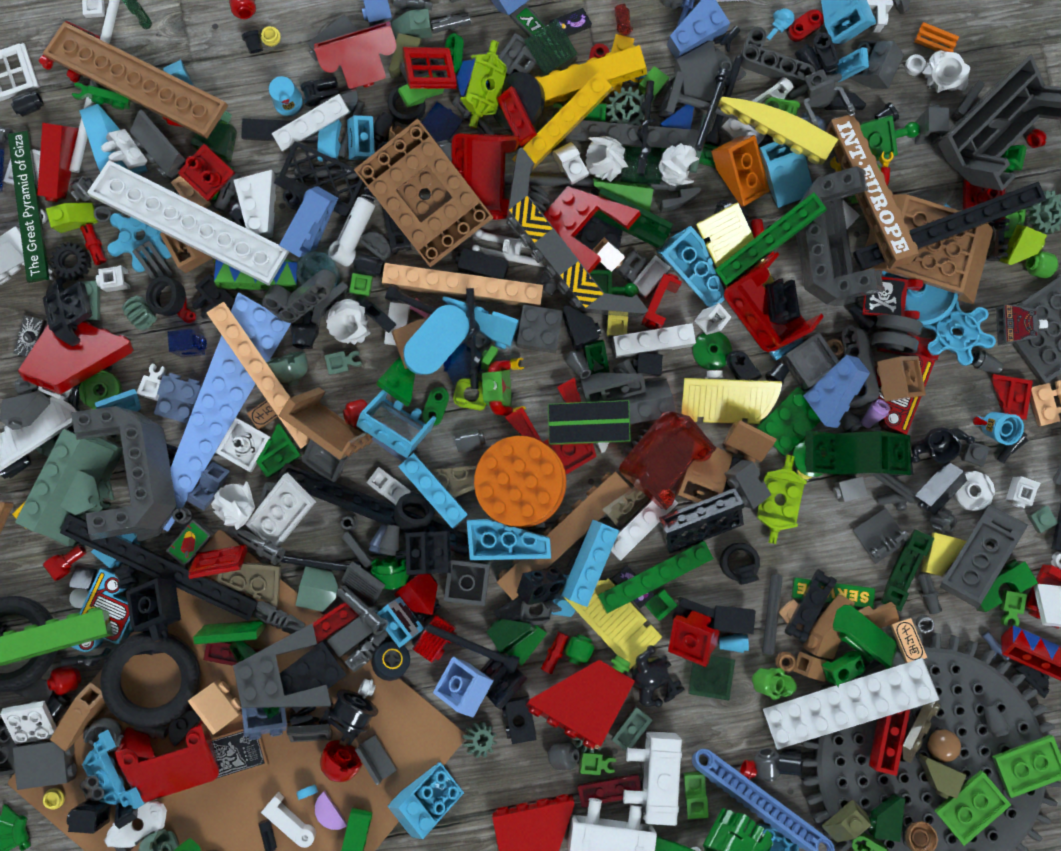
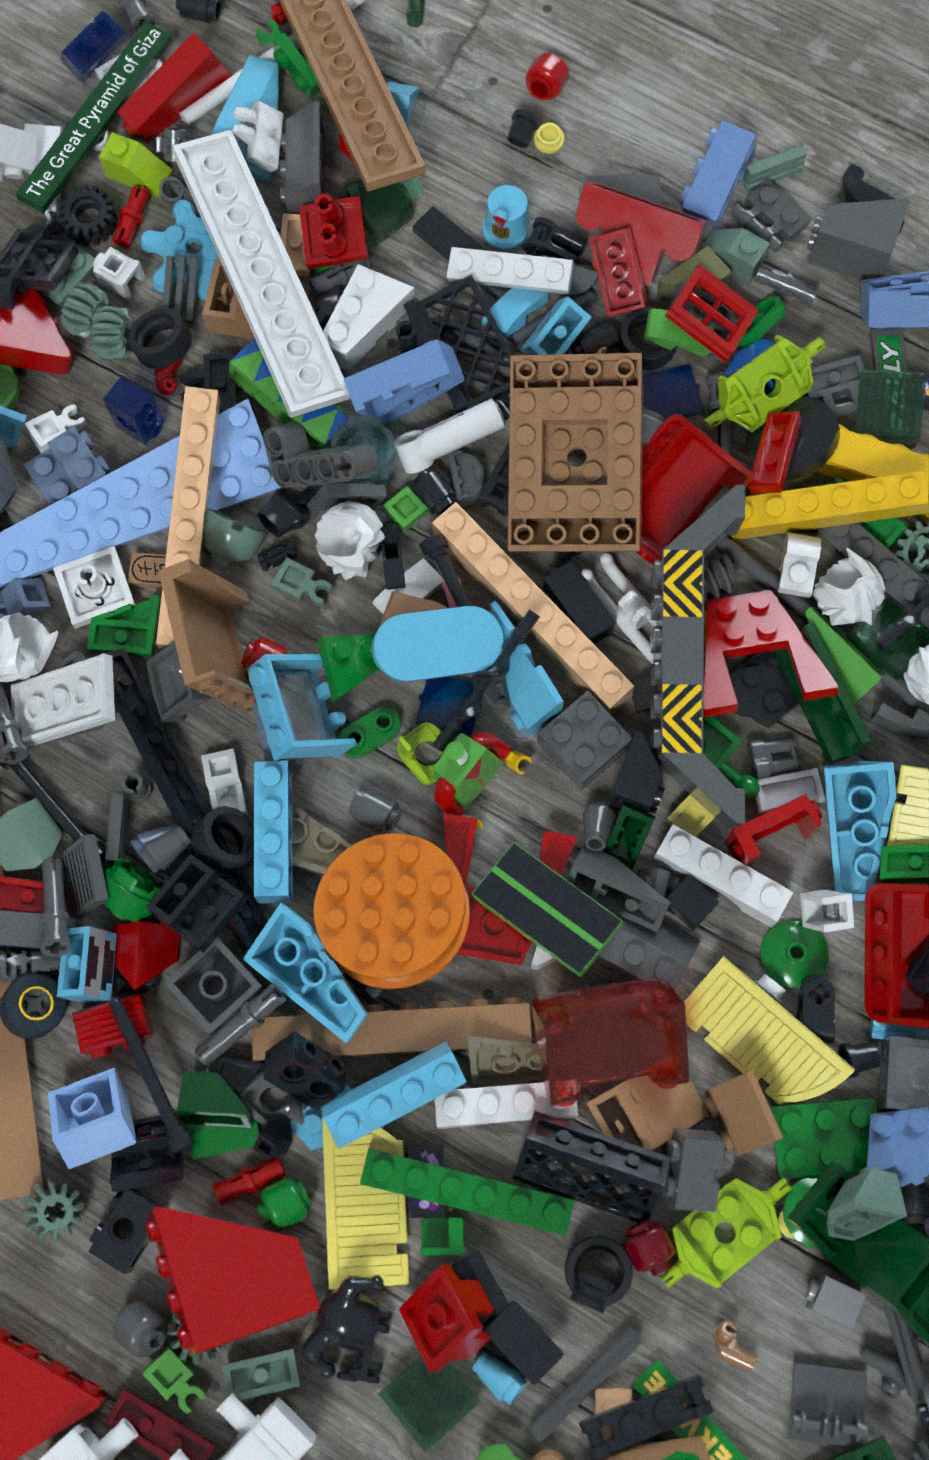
camera: 45 degrees right, 10 degrees down
(112, 312) = (80, 307): none -> sand green gear
(318, 357) = (276, 555): none -> black piece
(366, 81) = (618, 271): none -> red piece
(488, 357) = (489, 722): bright green plate -> none
(496, 582) = (250, 1016): none -> dark grey pin
(551, 626) = (274, 1139): none -> black piece
(610, 255) = (754, 717): brick -> none
(620, 664) = (320, 1269): bright green plate -> none
(753, 533) = (649, 1246): none -> dark red head
(821, 547) = (729, 1349): none -> medium nougat arm
(835, 437) = (865, 1204): none -> sand green slope

